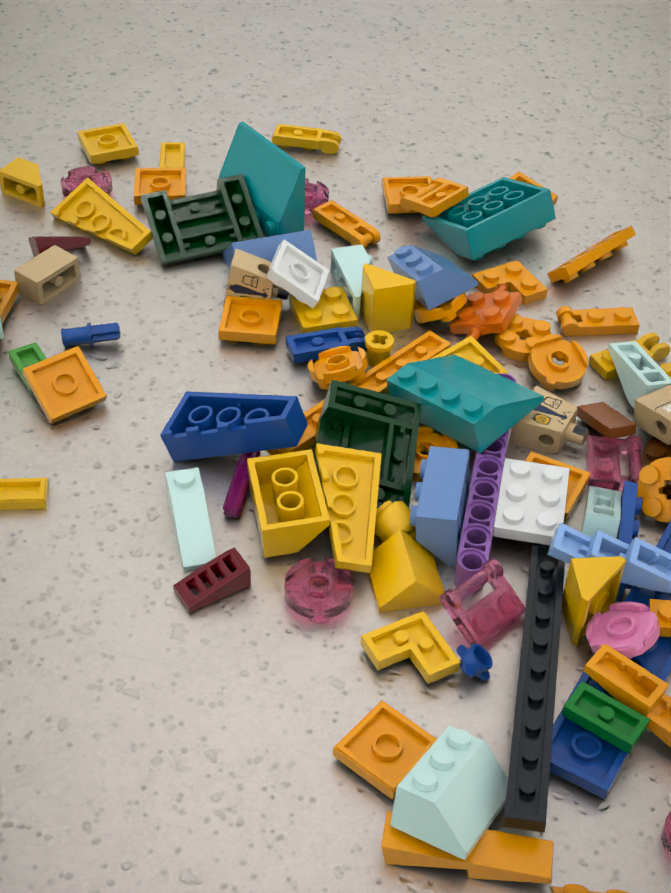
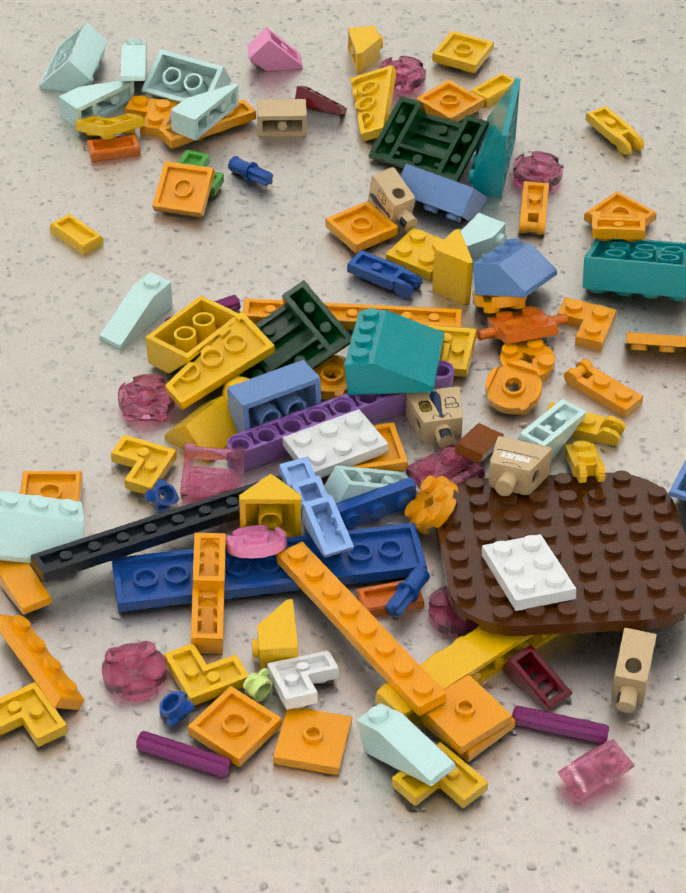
camera: 50 degrees right, 0 degrees up
(219, 566) = (107, 353): dark red slope -> none
(232, 424) = (226, 272): blue wedge -> none
(297, 274) = (418, 211): white plate -> none
(338, 365) = (360, 290): light orange plate -> none
(379, 346) = (407, 293): yellow bush -> none
(605, 717) = (168, 568): green plate -> none

